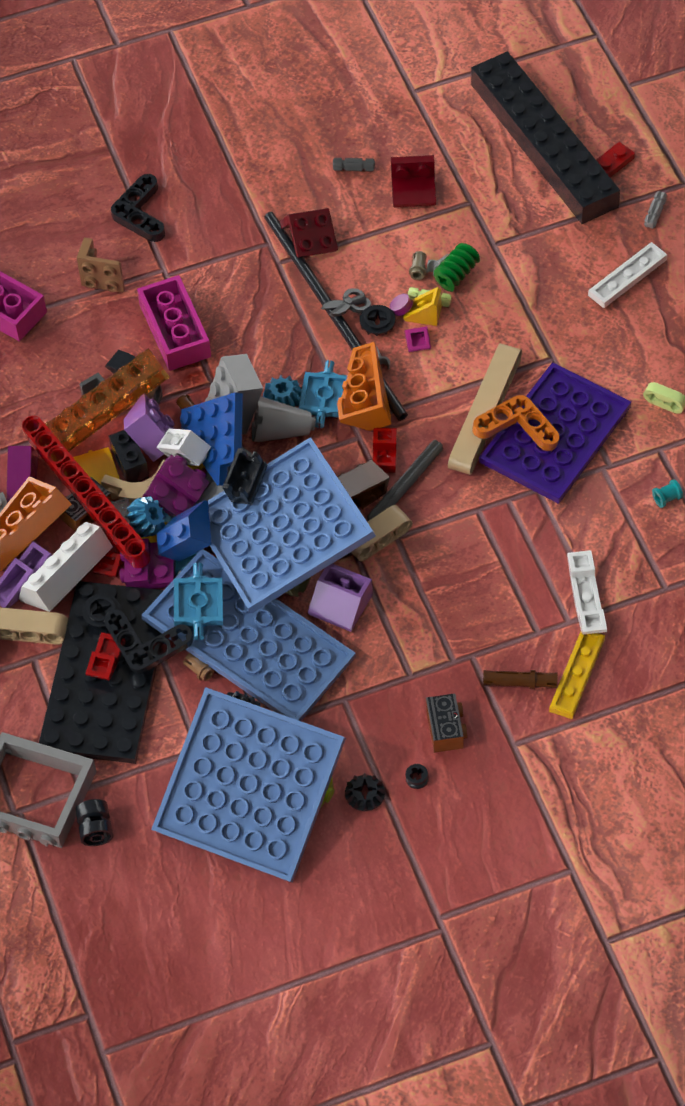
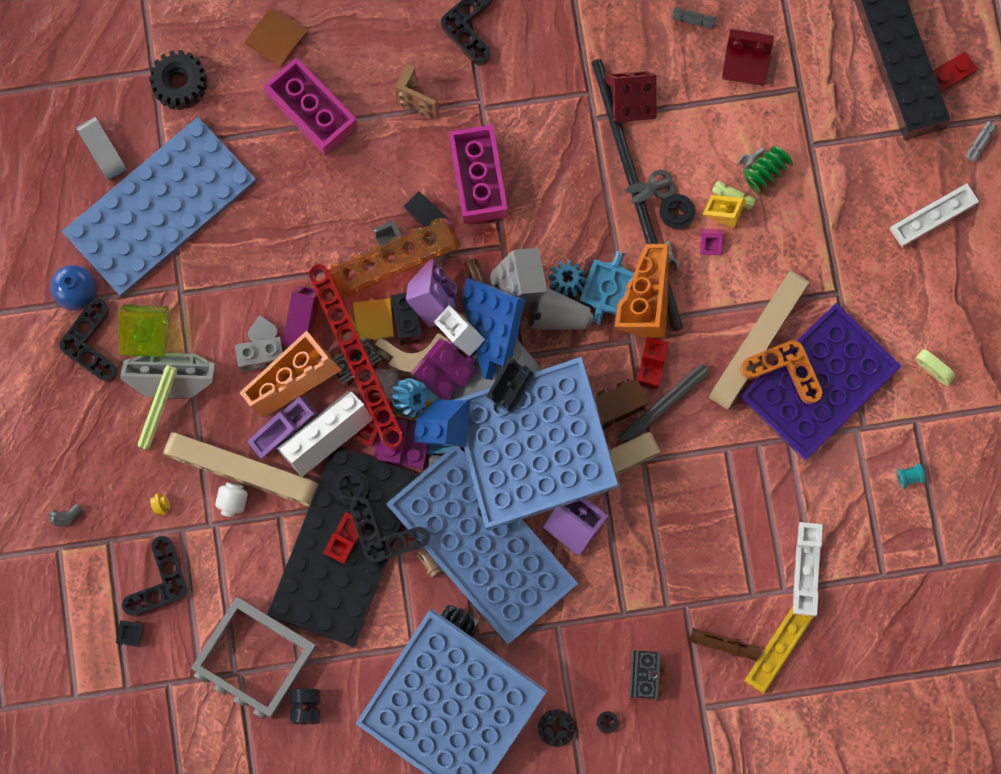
camera: 10 degrees right, 20 degrees up
(198, 601) = (441, 504): dark azure plate -> none
(401, 304) = (704, 199): tile -> none
(418, 268) = (731, 156): dark tan pin -> none

